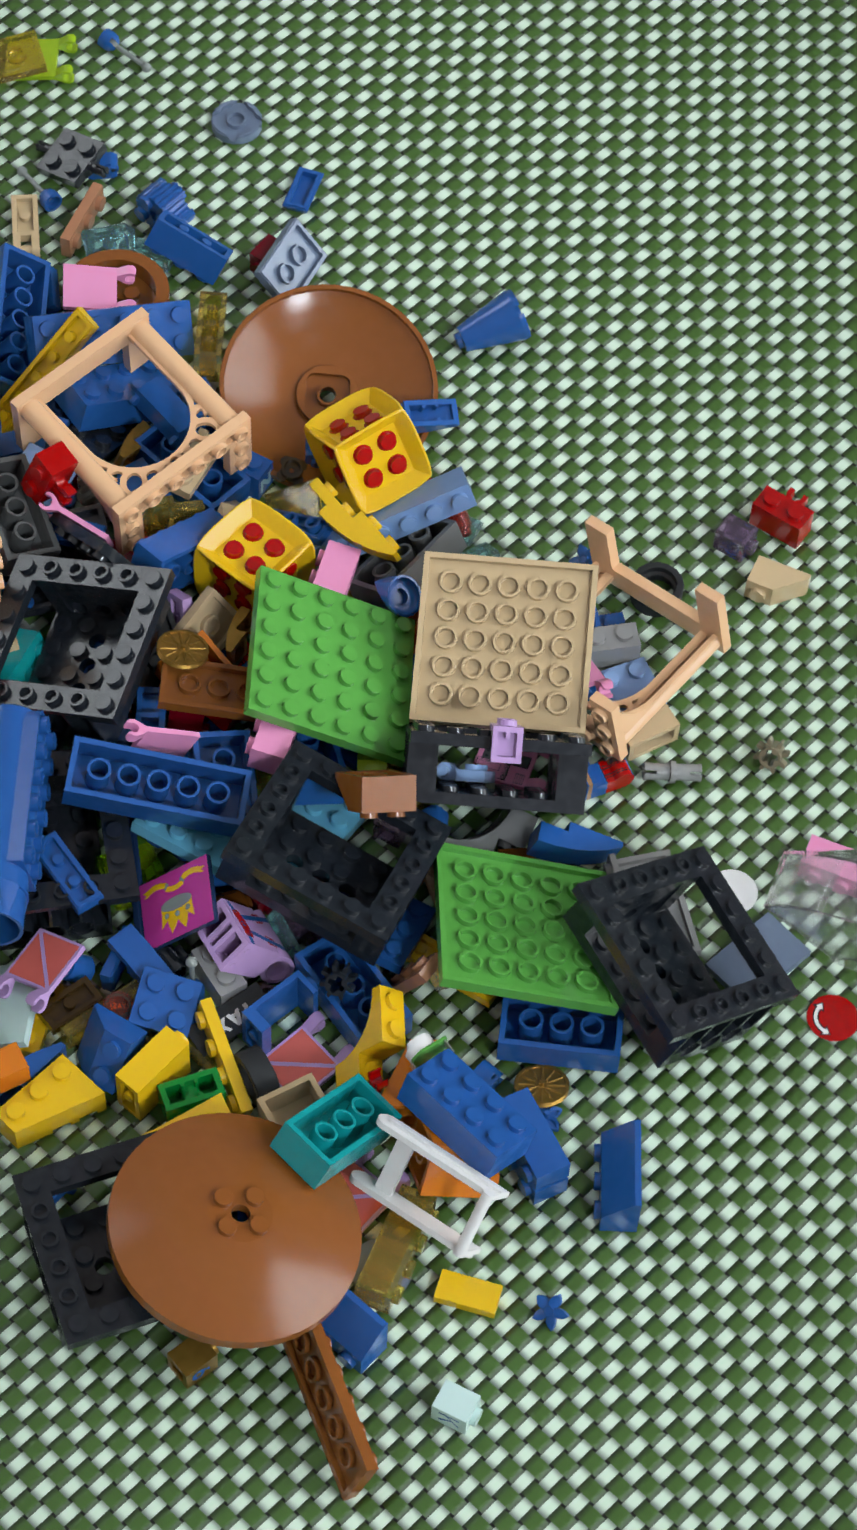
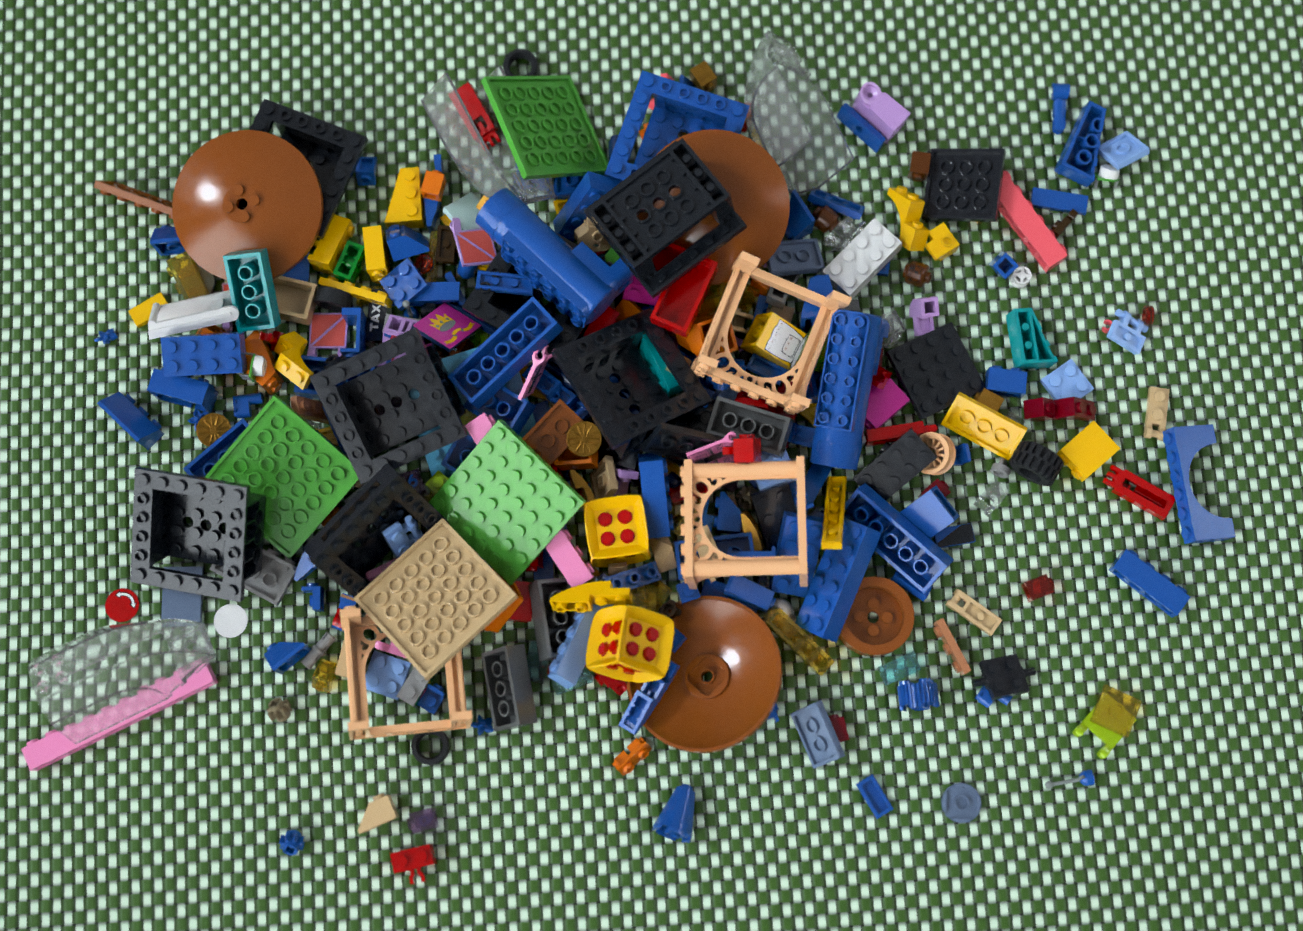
camera: 135 degrees right, 20 degrees up
(49, 198) = (985, 642): blue hinge -> none
(94, 286) = (886, 602): bright pink flag -> none
(108, 237) = (918, 644): clear light blue slope -> none
(188, 247) = (874, 682): blue brick -> none
(378, 792) = (399, 447): slope -> none
(400, 594) = (525, 582): blue piece -> none
(456, 1407) = (101, 256): light aqua brick -> none
(487, 408) = (626, 763): none -> orange hinge
(506, 741) = (355, 523): lavender bracket -> none
(534, 532) = (509, 687): none -> dark grey brick
(618, 817) = (317, 599): none -> blue bracket
(690, 743) = (324, 676): none -> clear yellow bracket
(708, 787) = (285, 654): none -> blue slope

